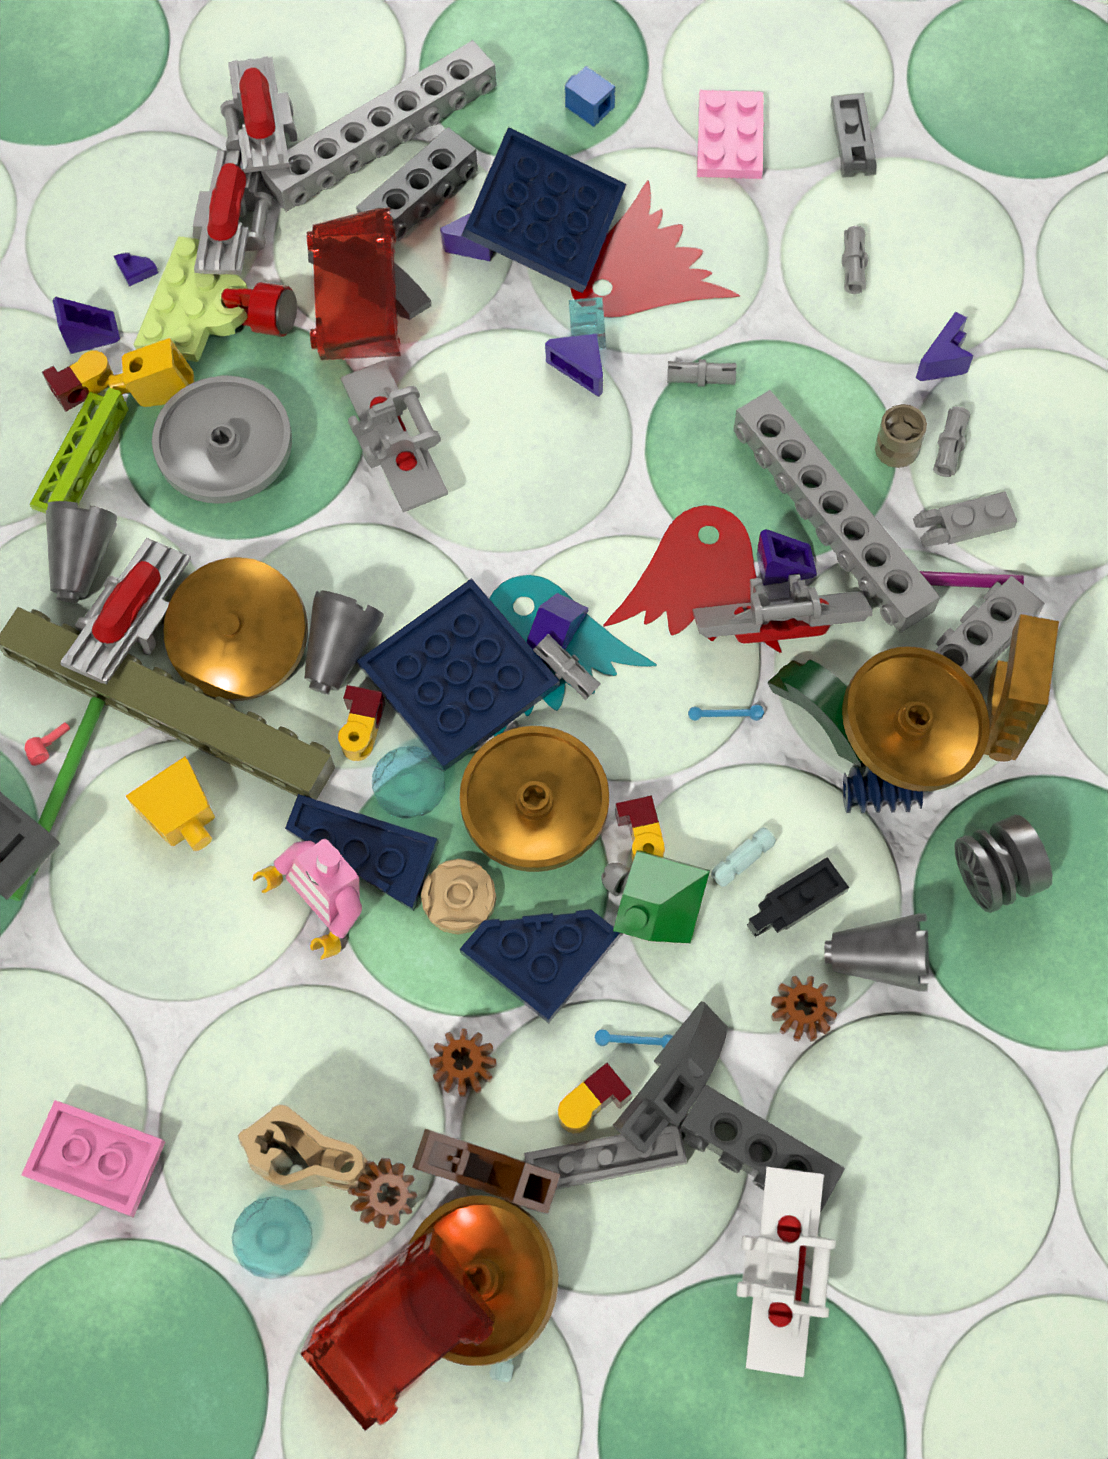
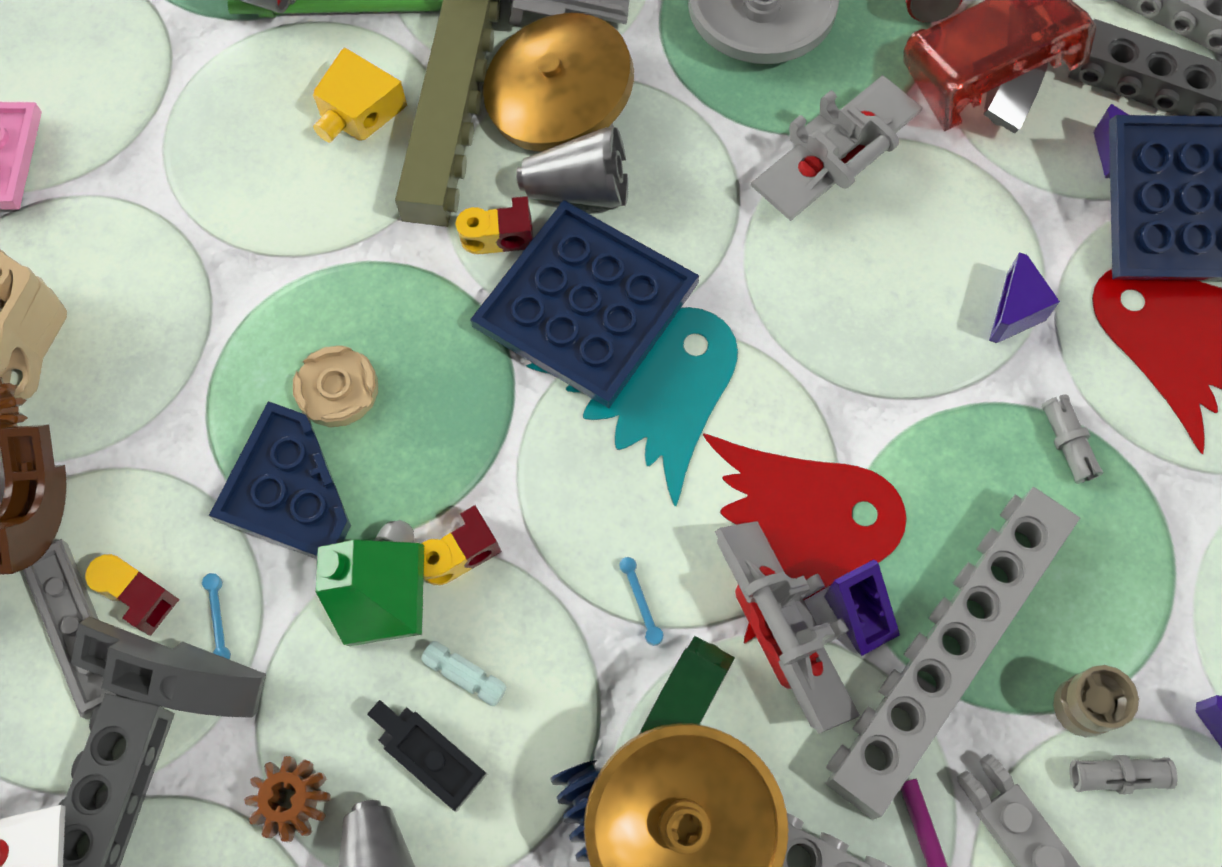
camera: 70 degrees right, 0 degrees up
(324, 883) = (297, 250): bright pink torso -> none
(378, 851) = (362, 280): dark blue wing -> none
(408, 782) = (447, 295): clear light blue tile -> none
(448, 1067) = (145, 445): dark orange gear -> none
(534, 798) = (457, 420): pearl gold dish -> none
(558, 618) = (677, 380): dark purple slope -> none
(566, 667) = (628, 404): light grey pin -> none
(588, 318) = (1079, 292): clear light blue panel -> none

